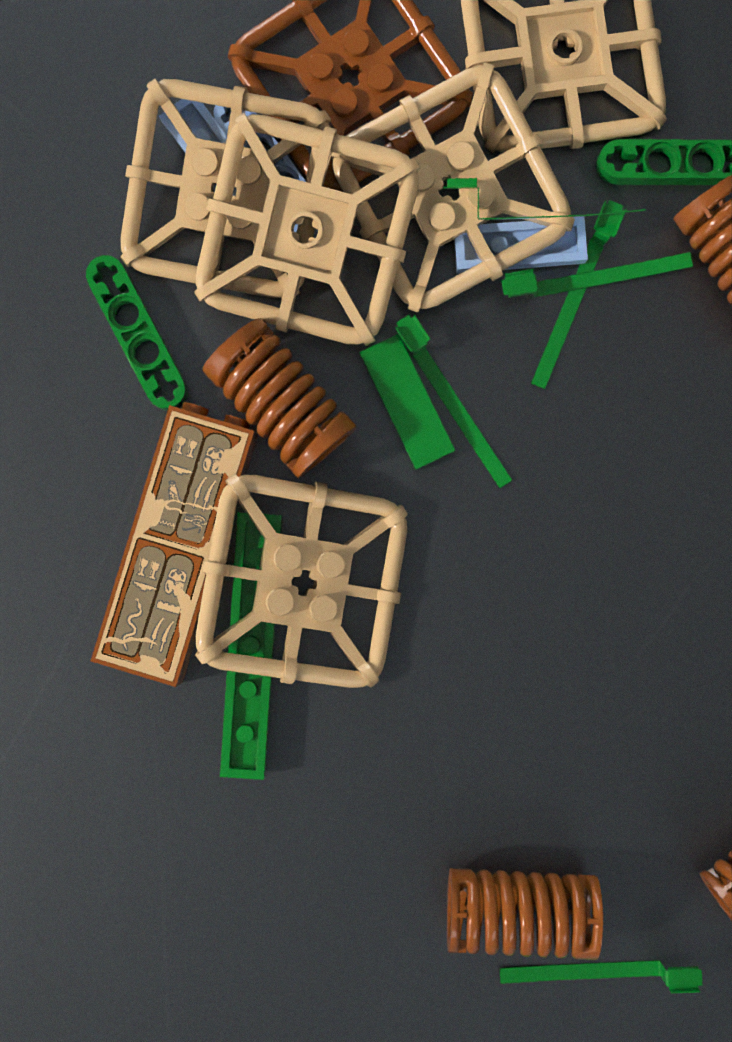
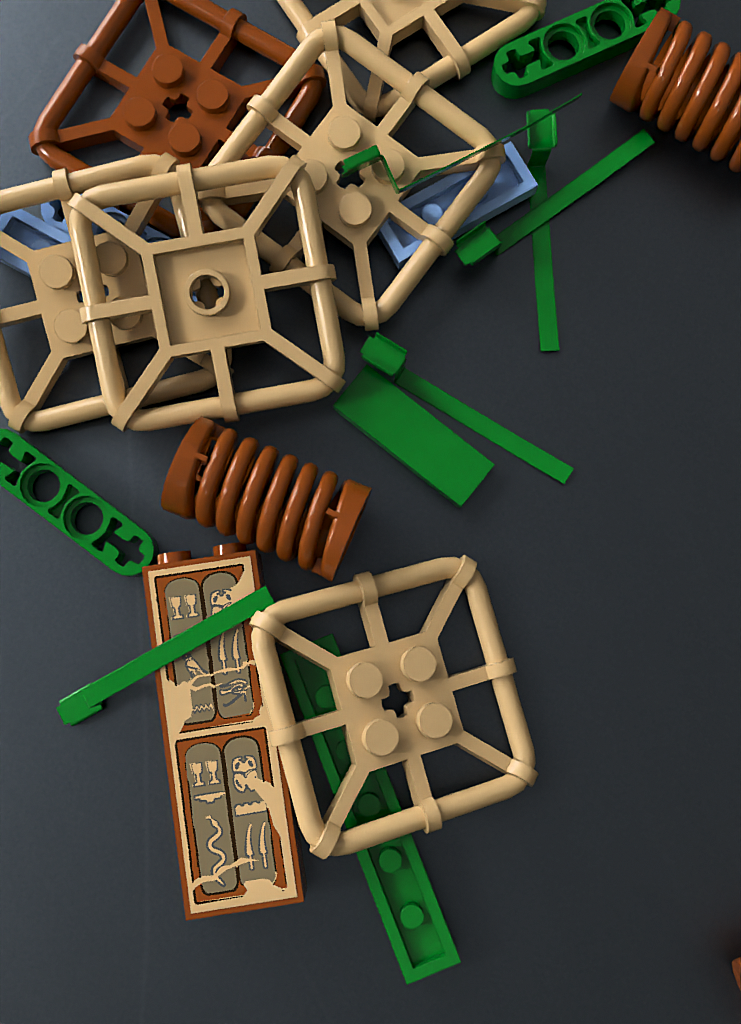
camera: 30 degrees left, 5 degrees down
(89, 480) = (88, 699): none -> green piece

